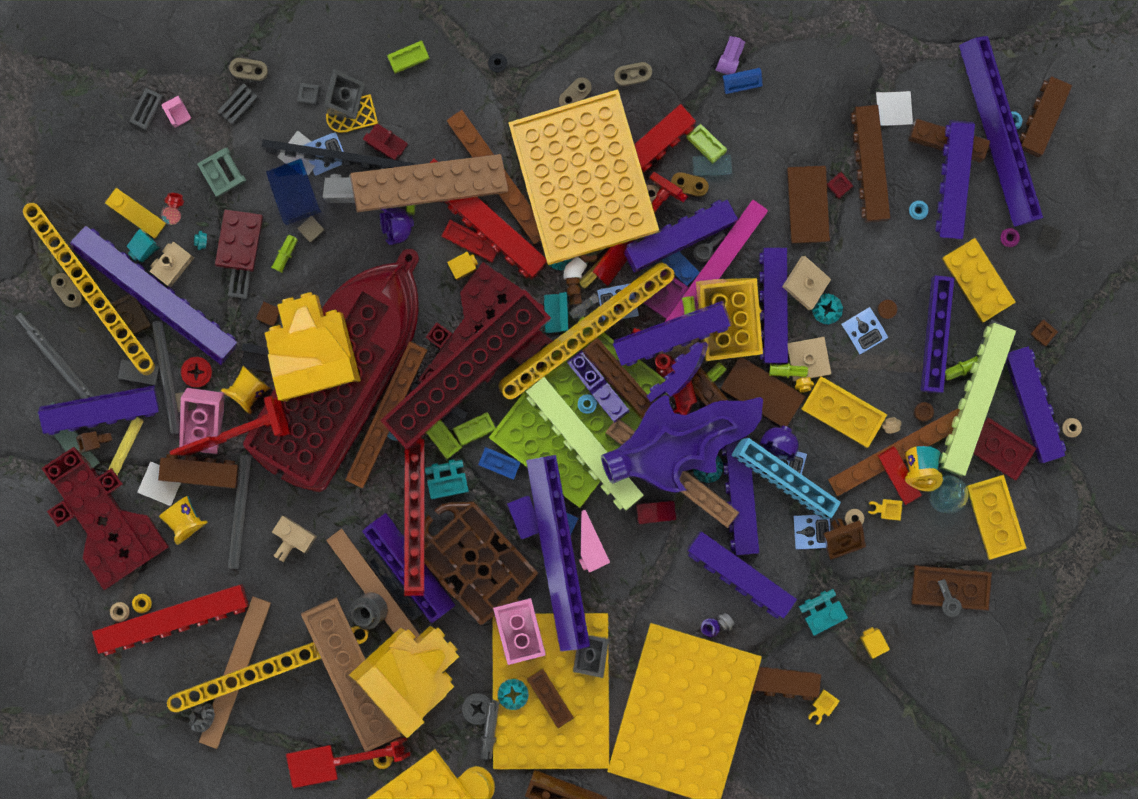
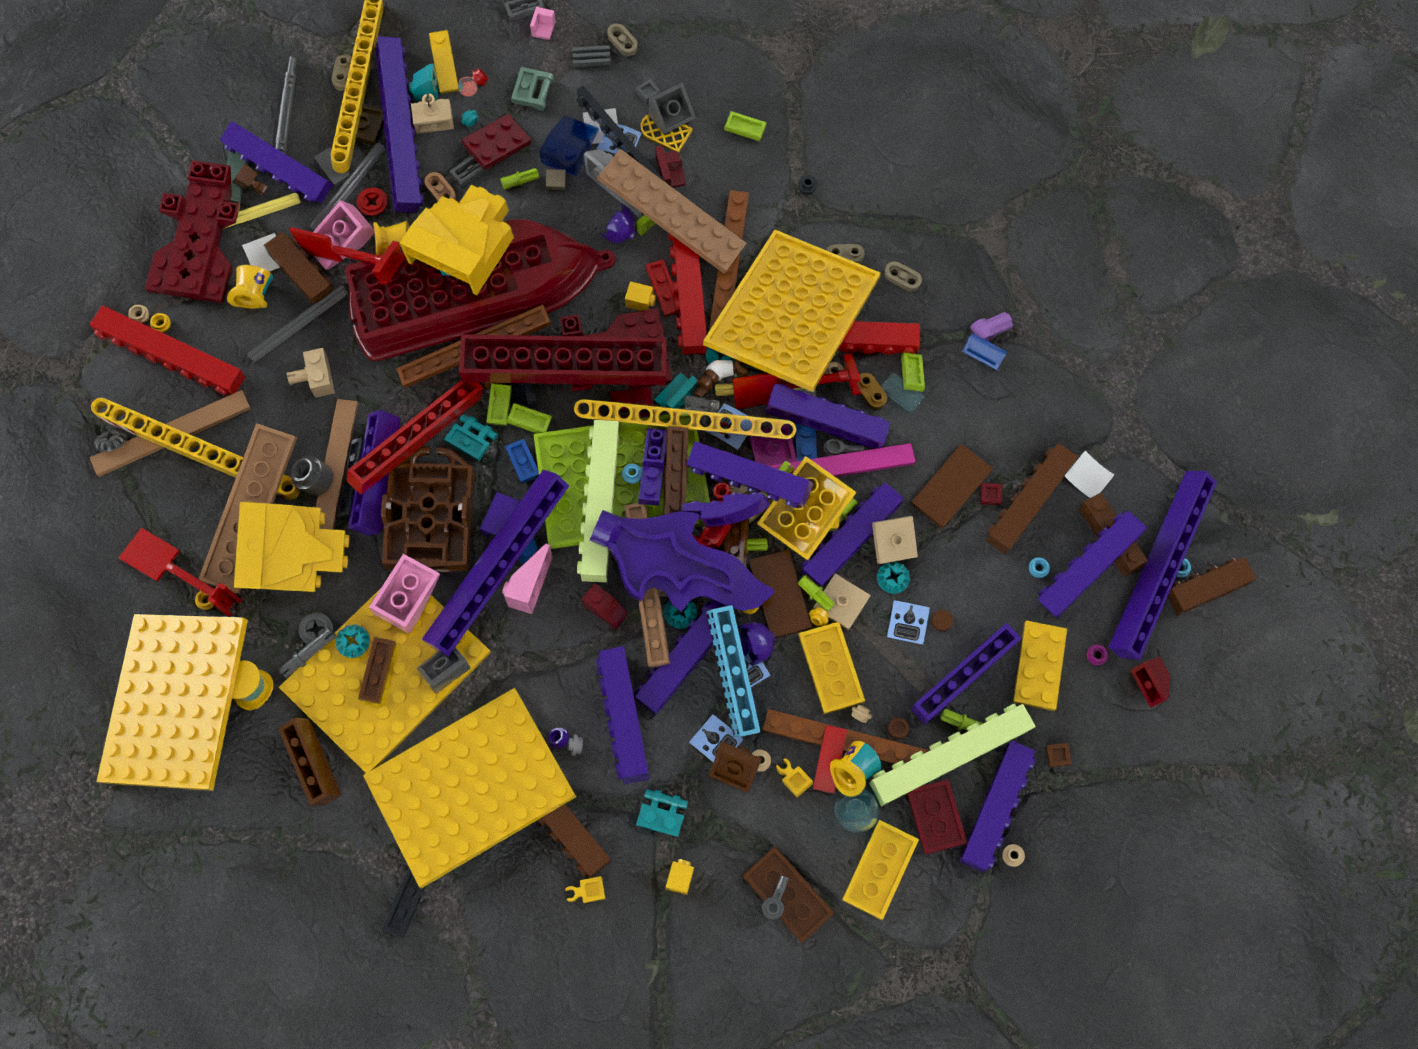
camera: 45 degrees right, 15 degrees down
(236, 317) = (442, 189): none -> medium nougat plate
(1063, 223) = (1153, 681): none -> dark red slope

